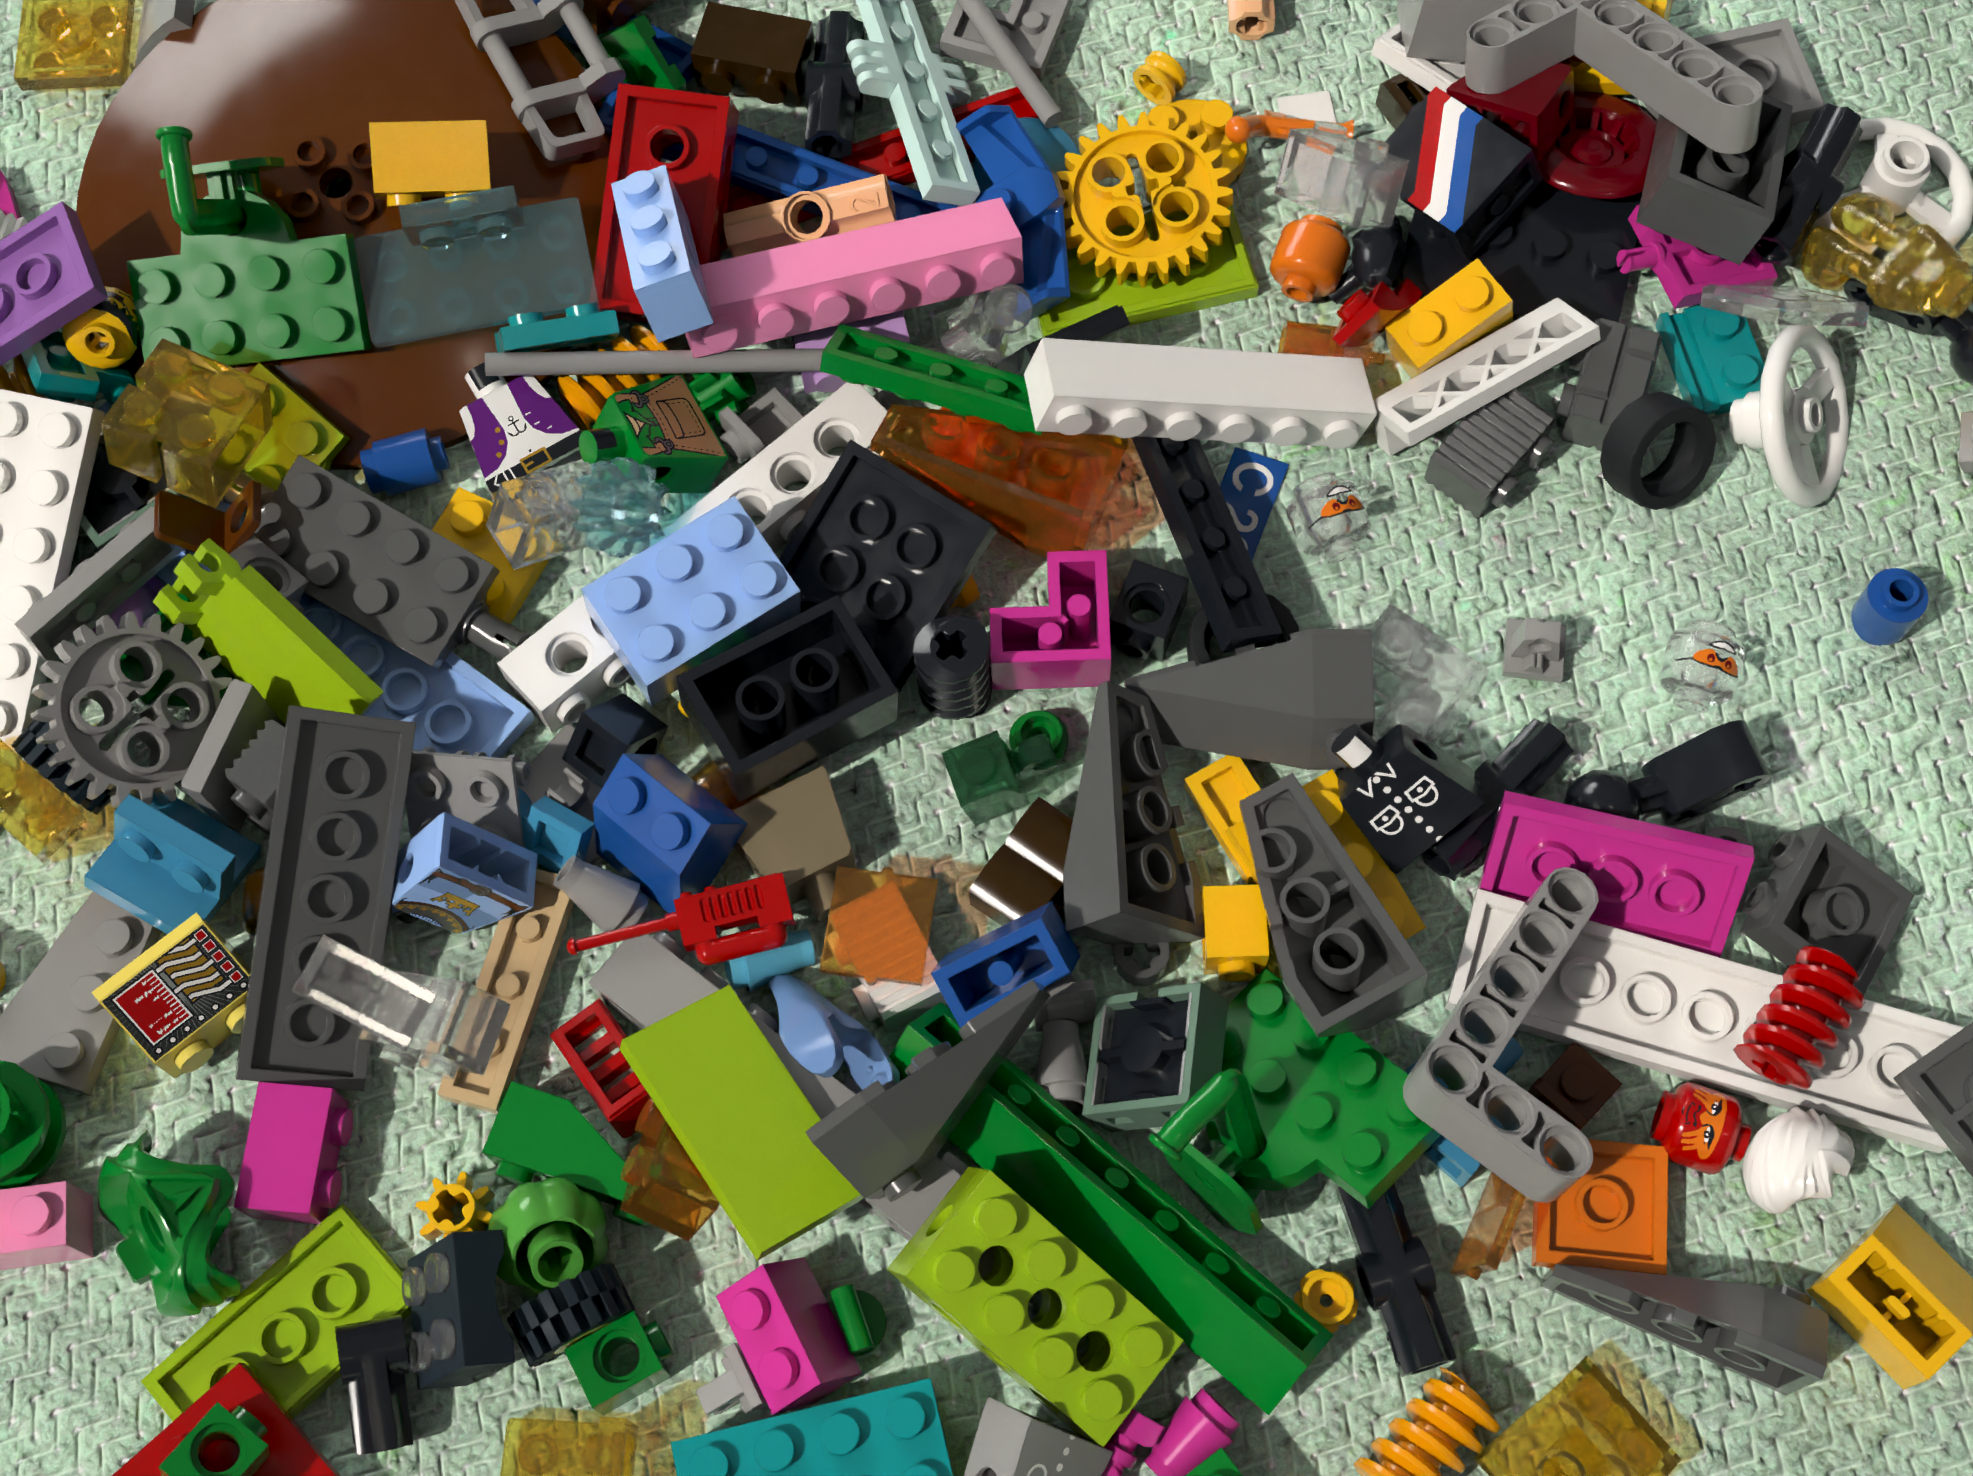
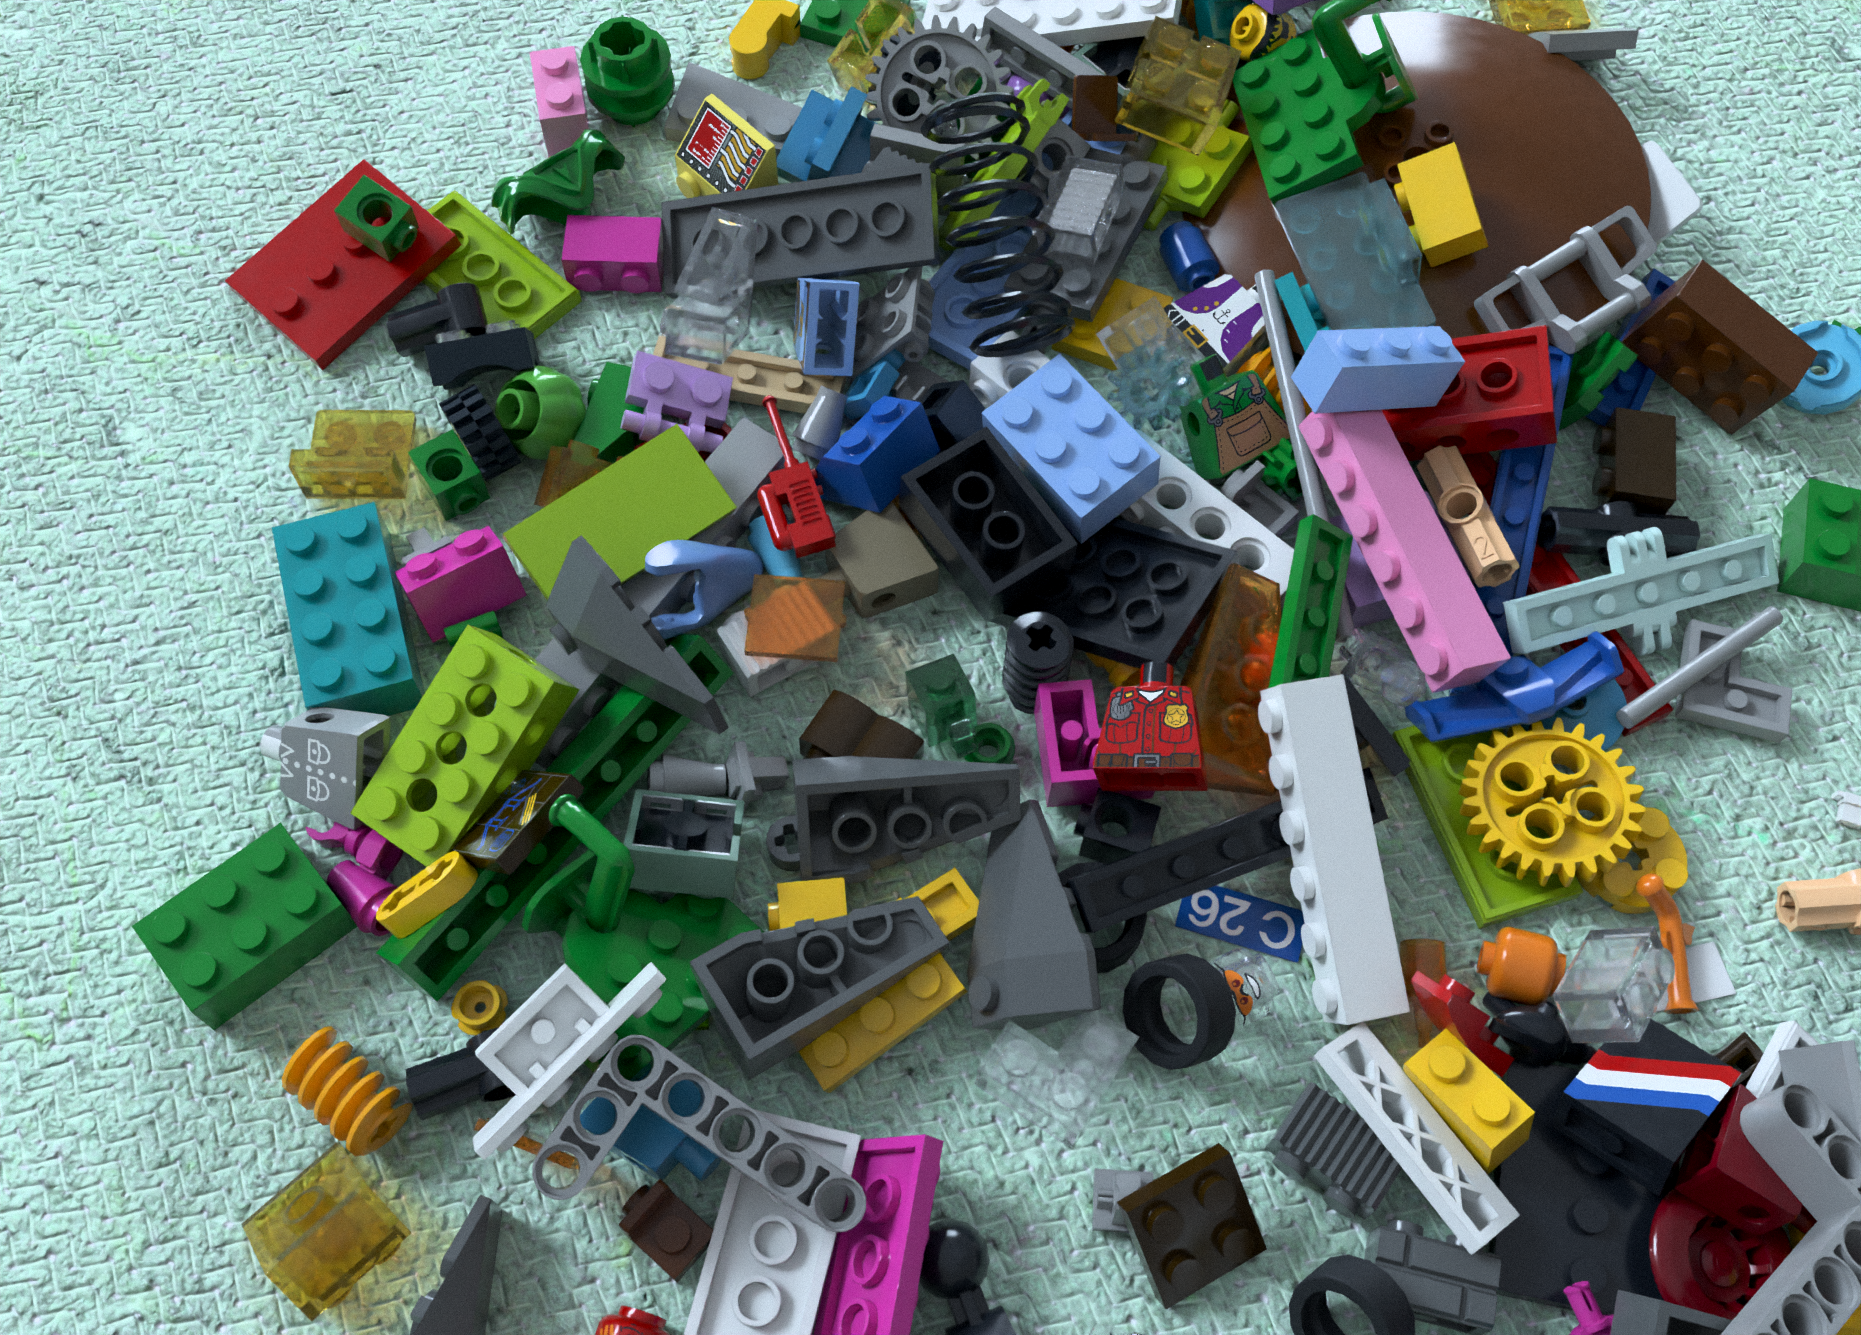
camera: 80 degrees right, 5 degrees down
(260, 642) = (1014, 261): none -> black piece
(361, 553) = (1081, 208): none -> clear brick
(447, 1195) = (569, 356): yellow gear -> none
(542, 1056) = (679, 391): none -> lavender plate
(1005, 961) = (760, 713): blue brick -> none
(1079, 540) = (1151, 737): none -> red torso
(1143, 1228) = (515, 821): none -> dark brown tile
(1160, 78) = (1702, 820): yellow bush -> none
(1216, 1343) = (427, 894): none -> yellow beam
(1334, 539) = (1212, 1005): none -> black tyre
(1403, 791) = (942, 1049): black torso -> none
(1423, 1163) = (550, 1040): none -> white bracket
(1519, 768) = (967, 1155): black piece -> none
(1570, 580) = (1192, 1225): none -> dark brown plate
(1610, 1214) = (555, 1256): orange plate -> none

